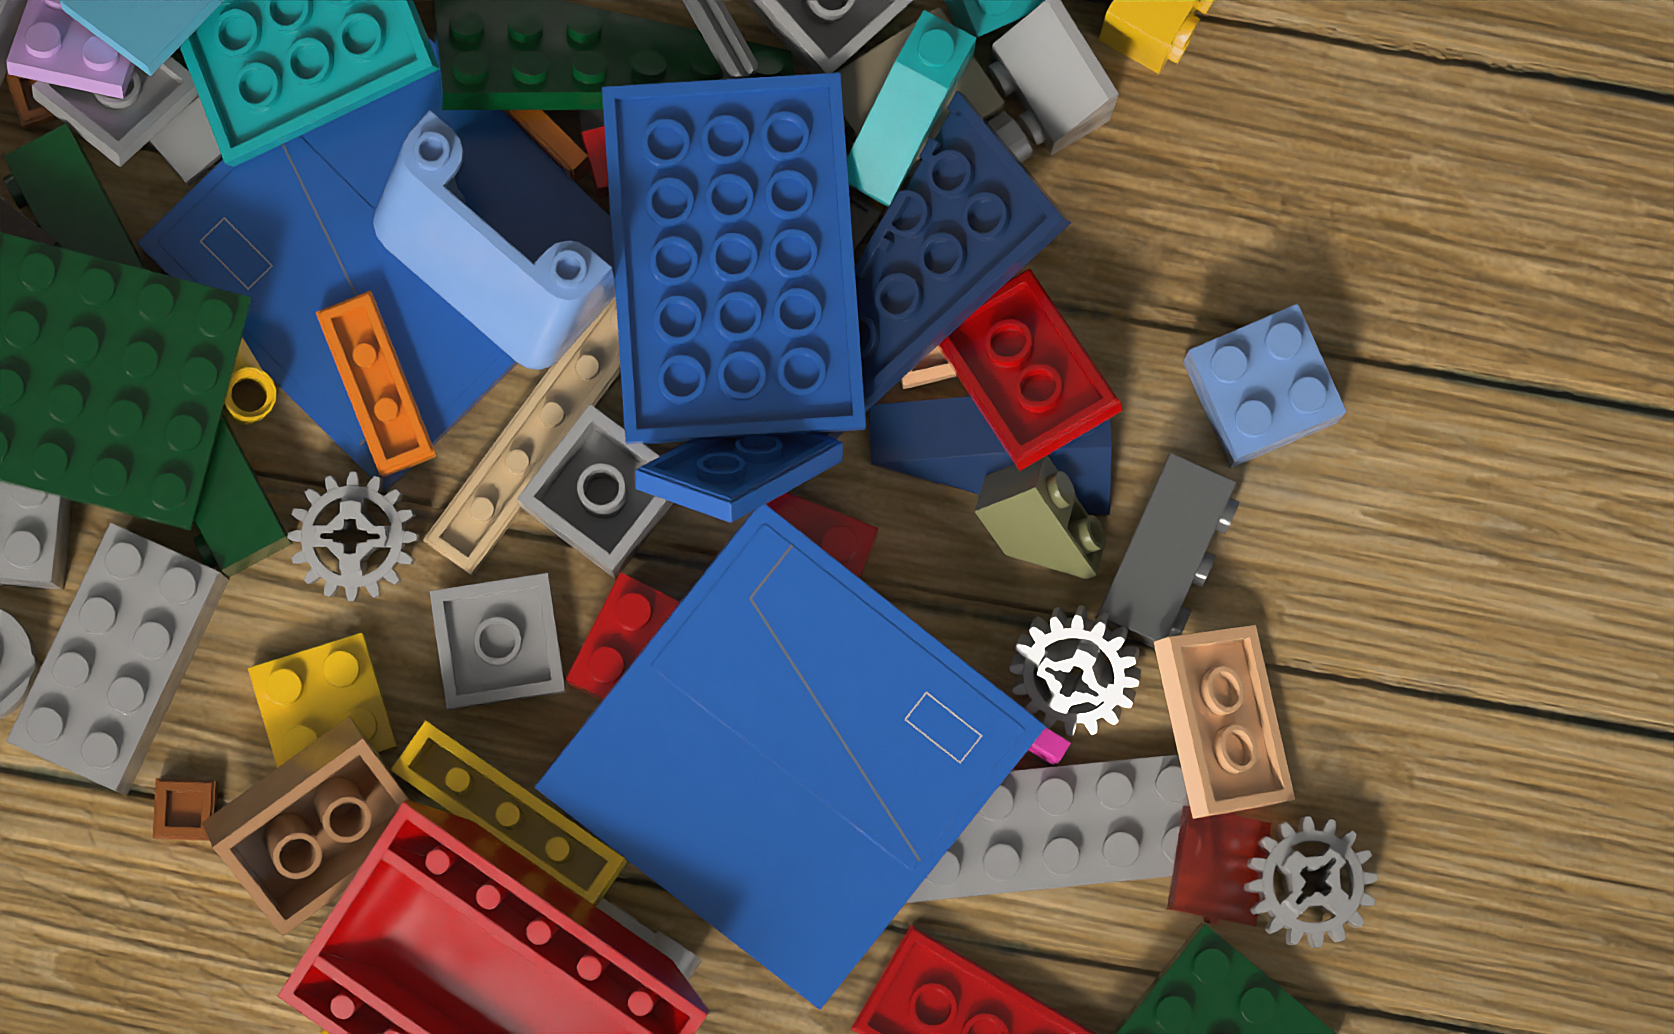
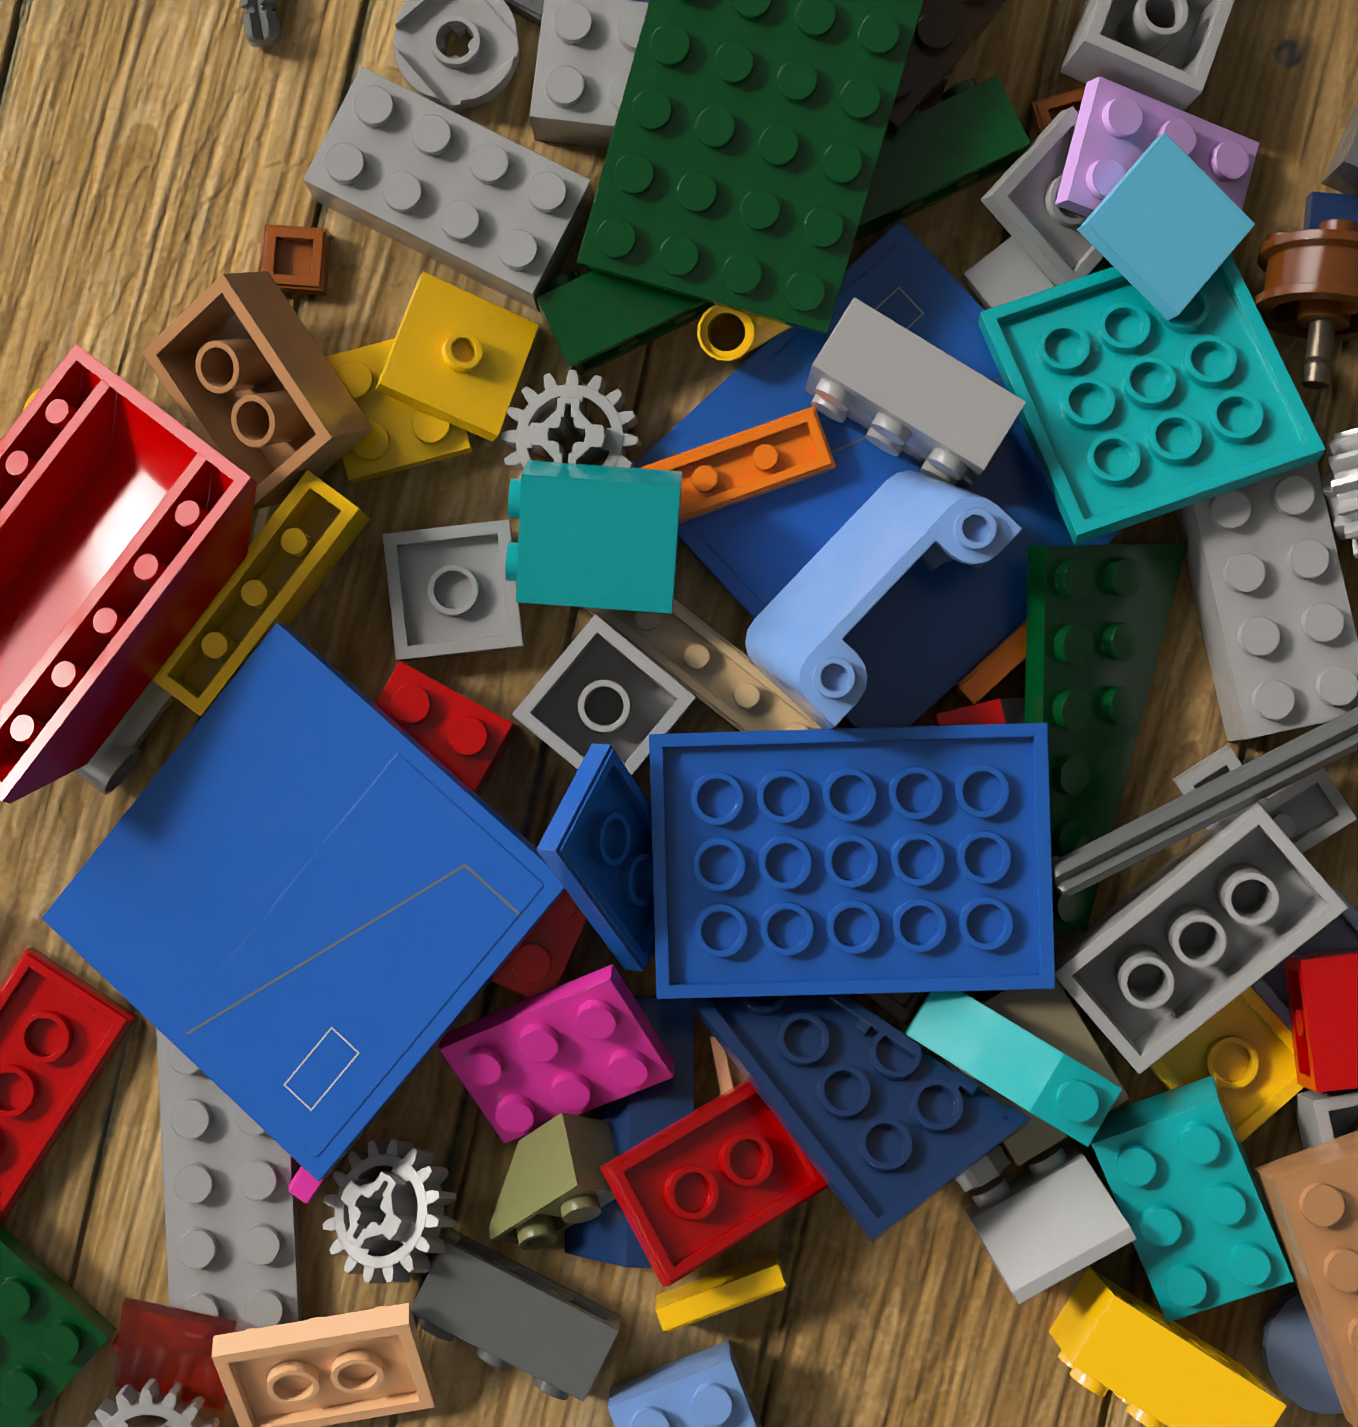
camera: 100 degrees right, 5 degrees up
(277, 645) = (457, 357): none -> yellow plate
(308, 220) = (910, 396): none -> light grey brick
(444, 502) = (595, 536): none -> teal brick
(923, 519) = (558, 1054): none -> dark pink plate
(1134, 366) = (720, 1292): none -> yellow tile

